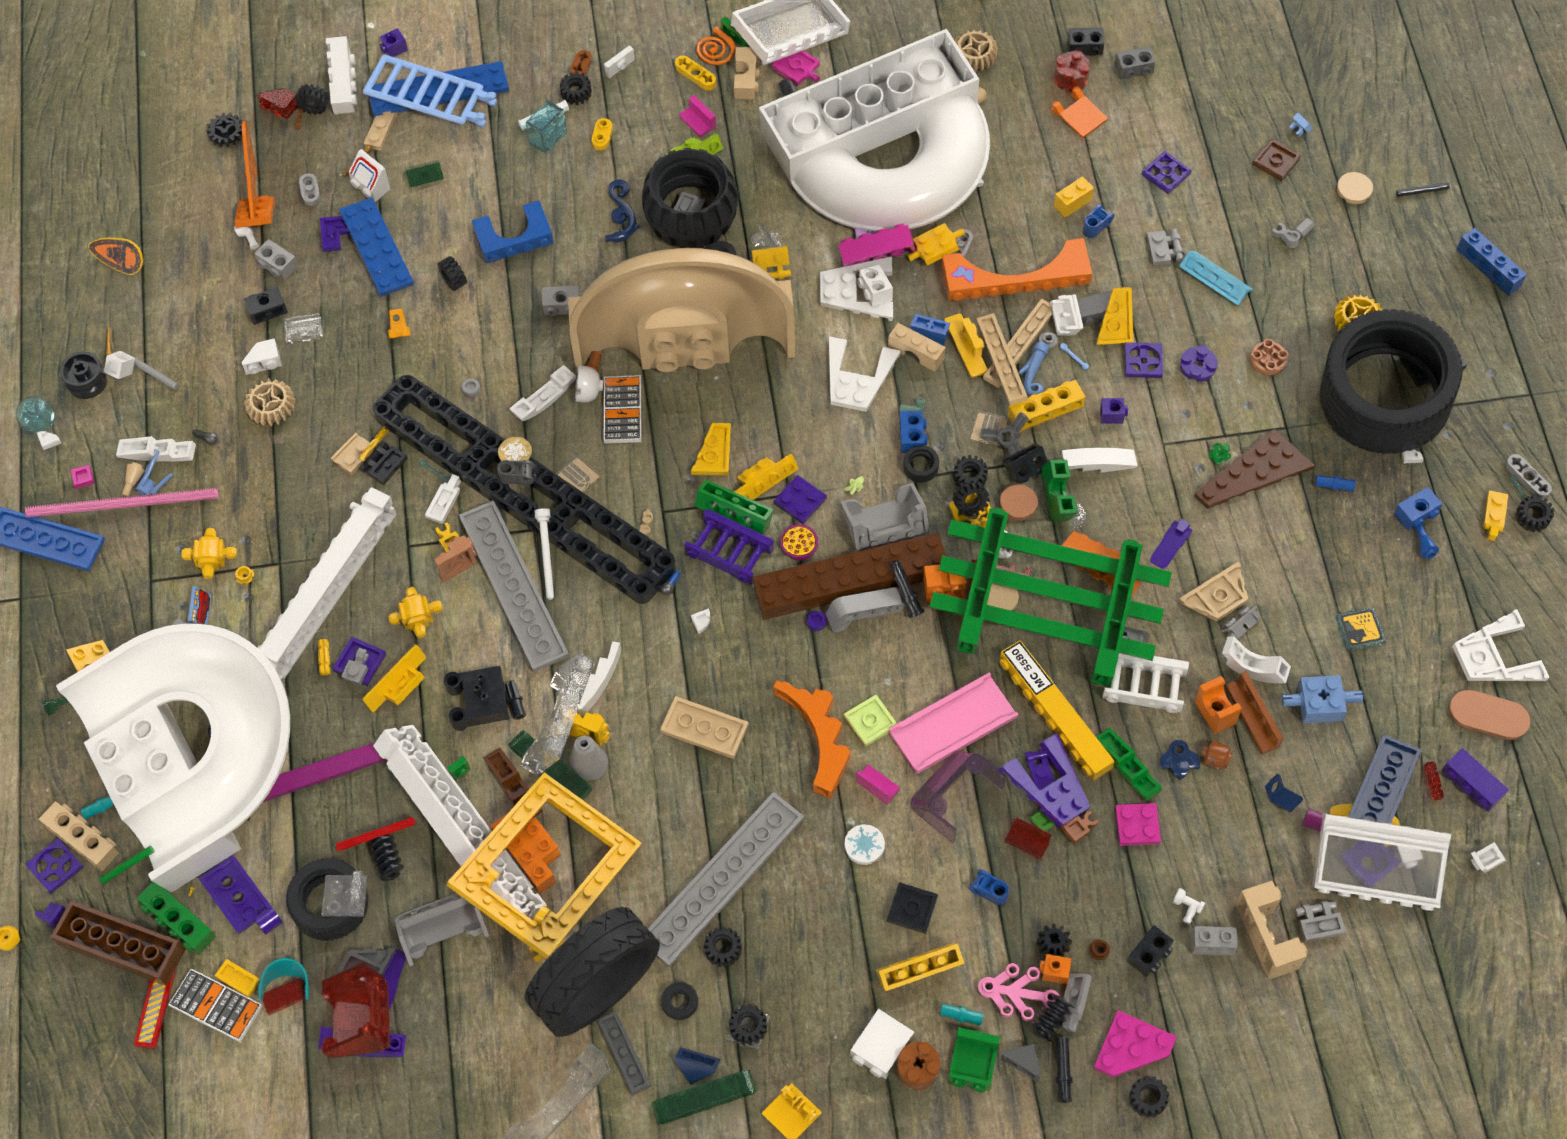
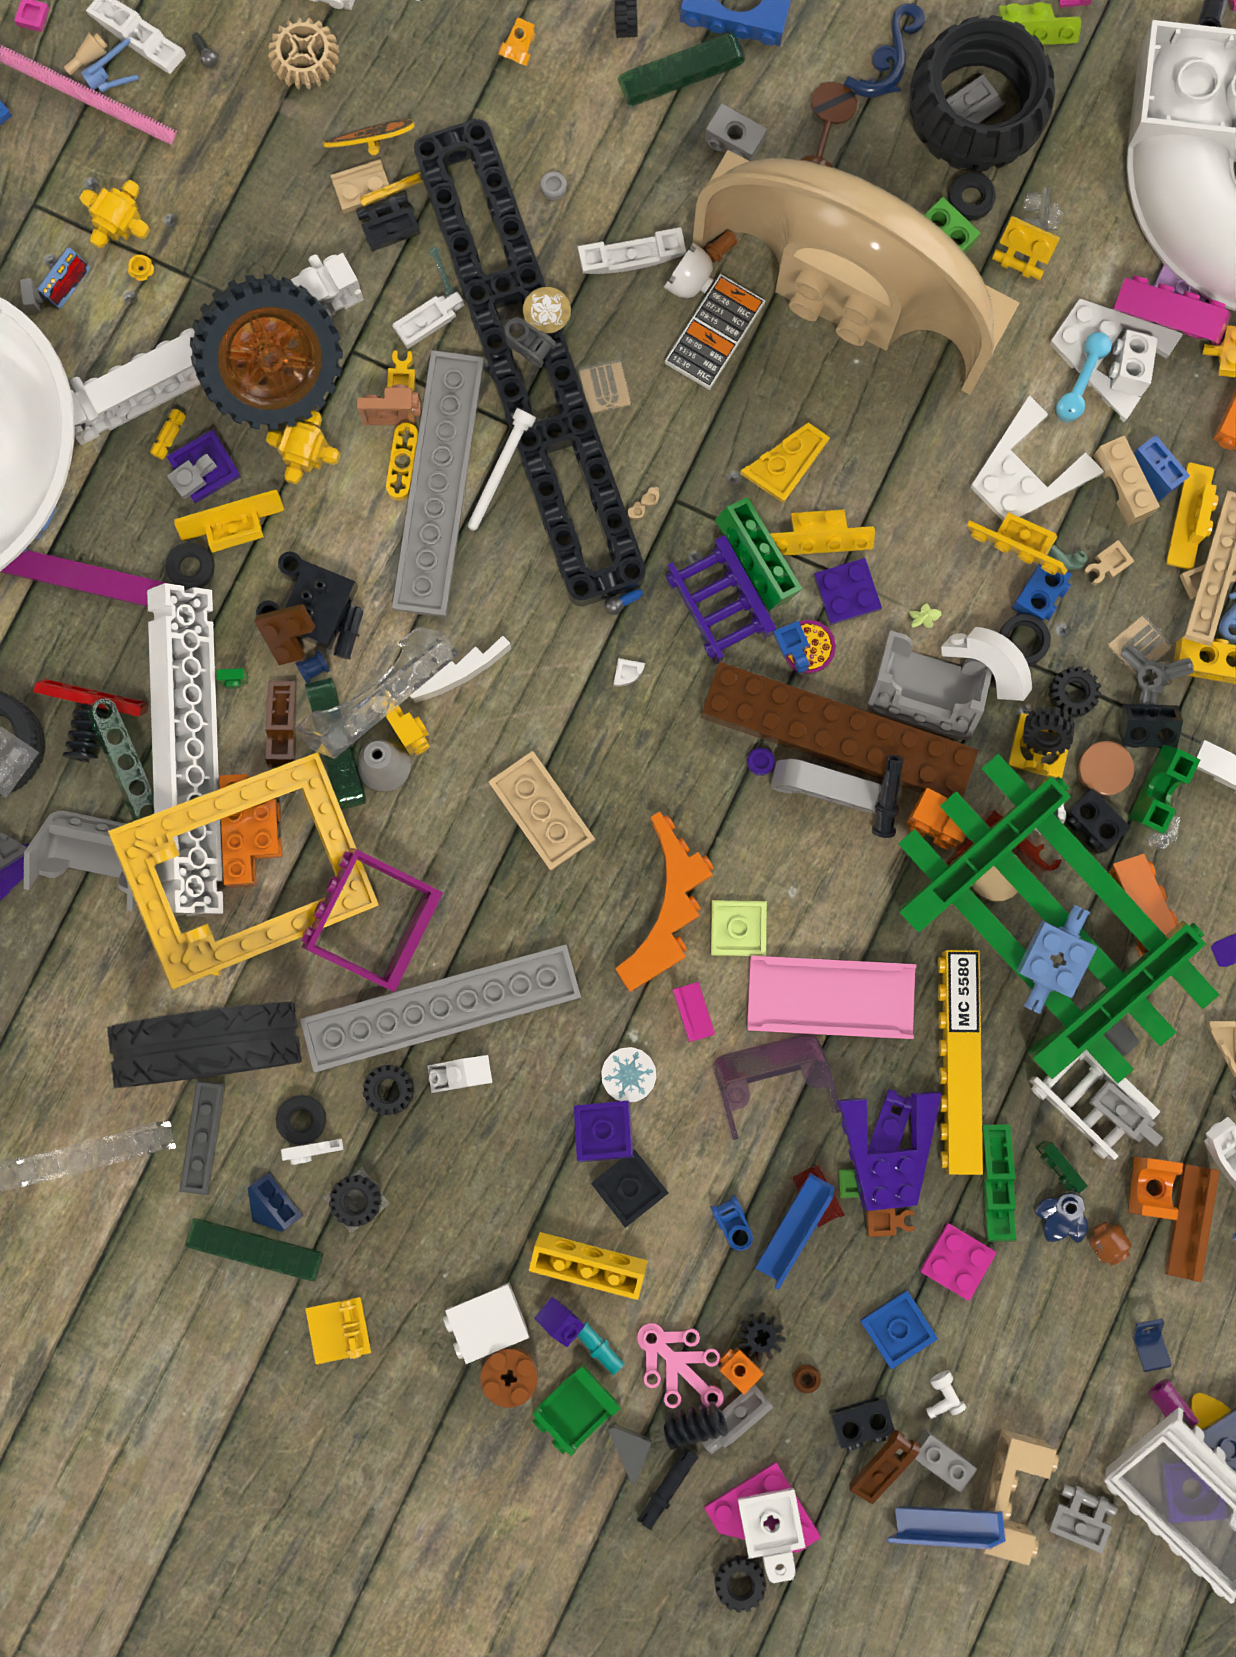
camera: 30 degrees right, 20 degrees up
(331, 575) = (248, 309): none -> wheel
(341, 421) = (372, 135): none -> shield
(383, 712) = (186, 550): none -> black tyre
(418, 847) = (125, 748): none -> clear green beam
(471, 718) = (280, 629): none -> reddish brown plate
(481, 594) = (392, 480): none -> yellow beam
(504, 285) = (681, 69): none -> clear green beam
(505, 732) = (312, 666): none -> dark blue bush
(606, 254) = (833, 105): none -> reddish brown piece
(674, 841) = (410, 938): none -> magenta window
(695, 1012) = (303, 1153): none -> white wing
(760, 908) = (459, 1074): none -> white slope
(788, 541) = (793, 642): none -> blue plate
(856, 326) = (1096, 348): none -> medium azure piece
(873, 883) = (603, 1131): none -> dark purple plate
(880, 409) = (1022, 538): none -> yellow bracket
(915, 476) = (999, 655): none -> white arch
(926, 1011) = (559, 1322): none -> dark purple brick
(939, 394) = (1111, 561): none -> tan plate
(1028, 863) = (795, 1229): none -> blue panel
(1035, 527) = (1101, 815): none -> black brick
(1057, 617) = (1062, 976): none -> medium blue brick
(1132, 885) = (898, 1329): none -> blue tile
(1150, 1056) = (773, 1544): none -> white plate
(1156, 729) = (1055, 1160): none -> dark green plate
(1171, 675) = (1125, 1114): none -> light grey hinge
(1183, 966) = (884, 1467): none -> reddish brown plate
(1244, 969) = (949, 1527): none -> panel

